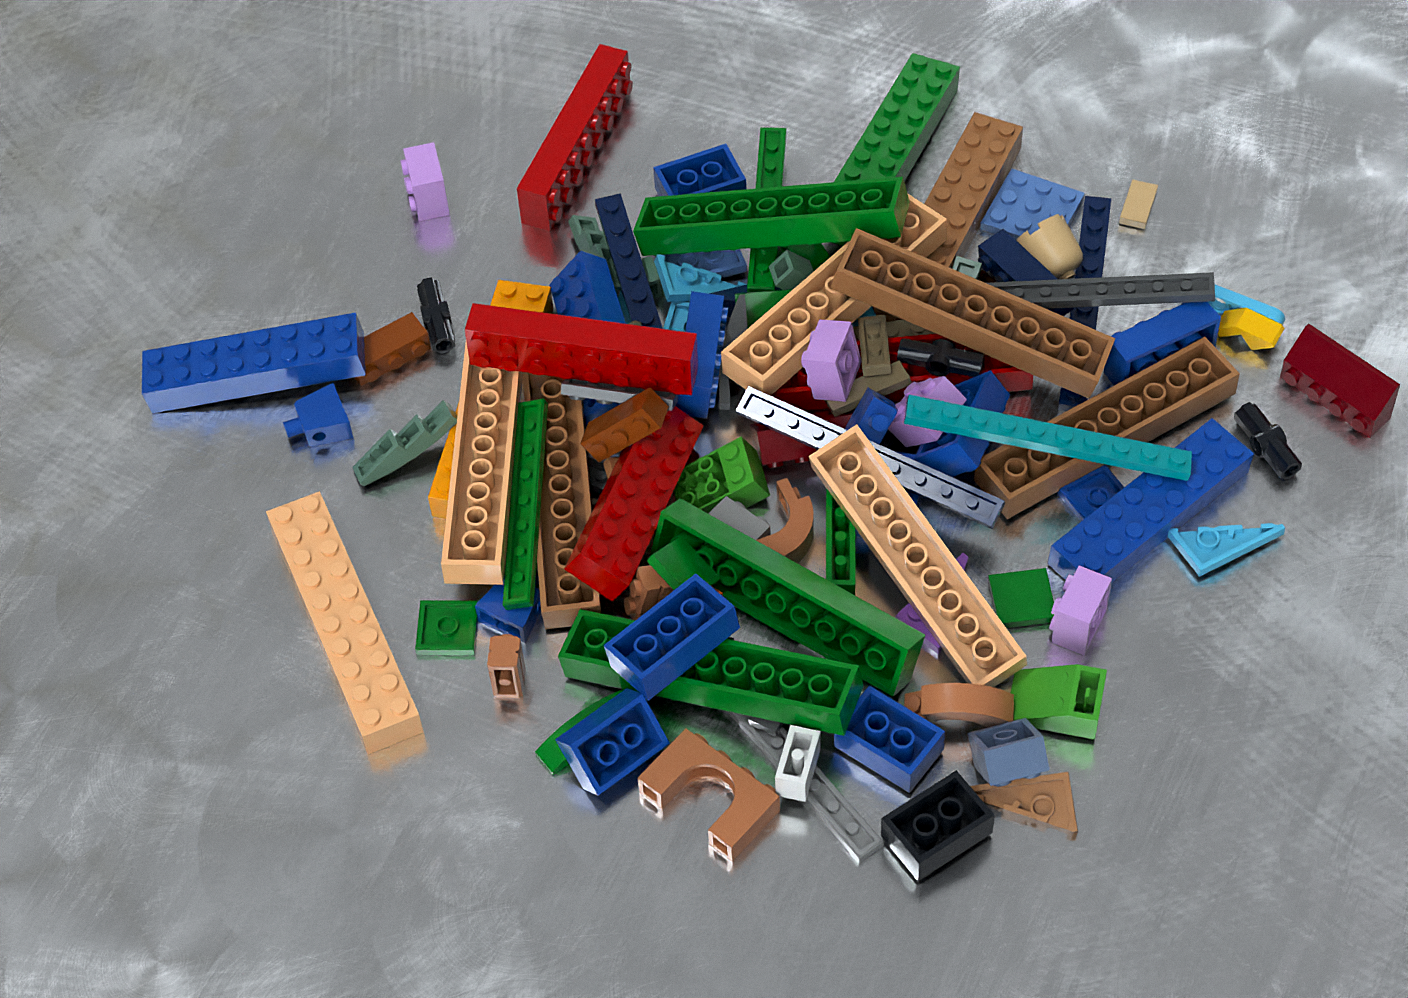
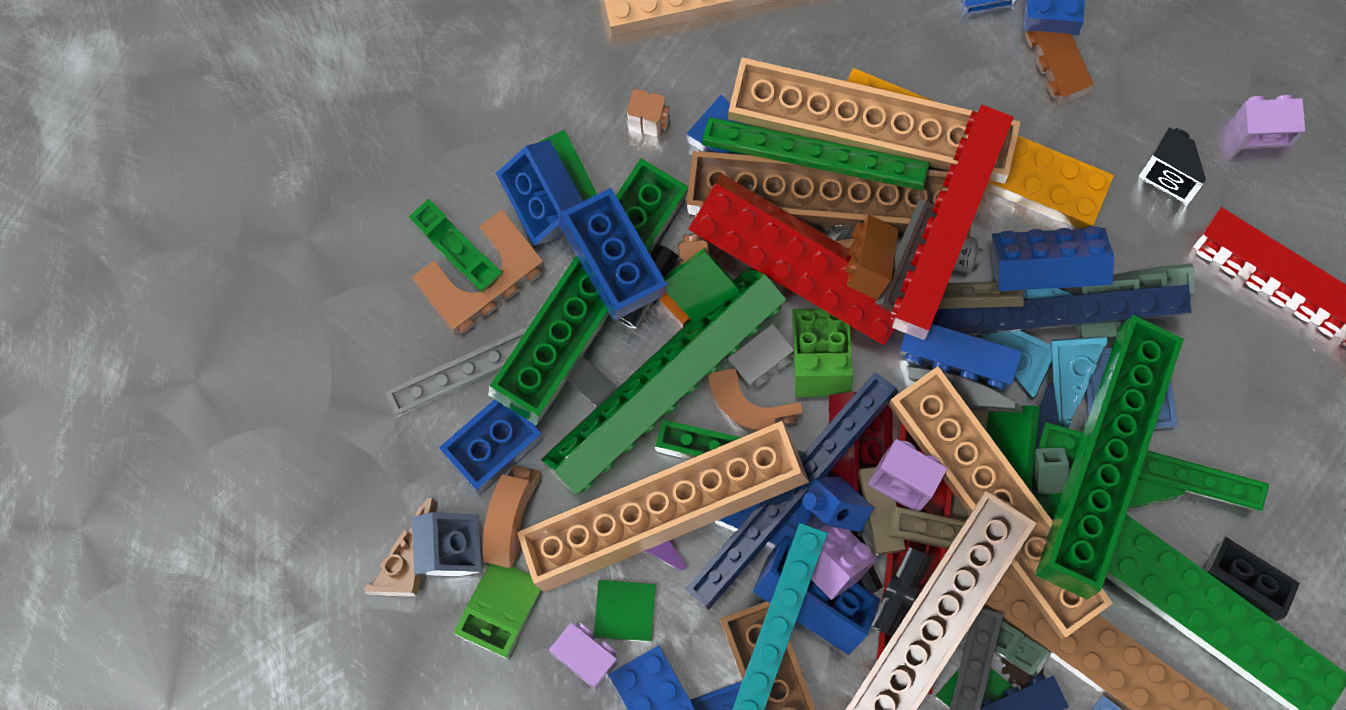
camera: 100 degrees right, 25 degrees up
(399, 448) = (928, 57): sand green slope -> none
(436, 315) = (1094, 111): black piece -> none
(446, 627) = (713, 70): green tile -> none
(481, 233) = (1175, 165): none -> black slope
(689, 819) = (454, 246): none -> green slope
(700, 173) = (1212, 407): blue brick -> none
(797, 763) = (477, 351): white brick -> none
(846, 129) = (1253, 579): none -> black slope
(937, 825) = (392, 464): black brick -> none

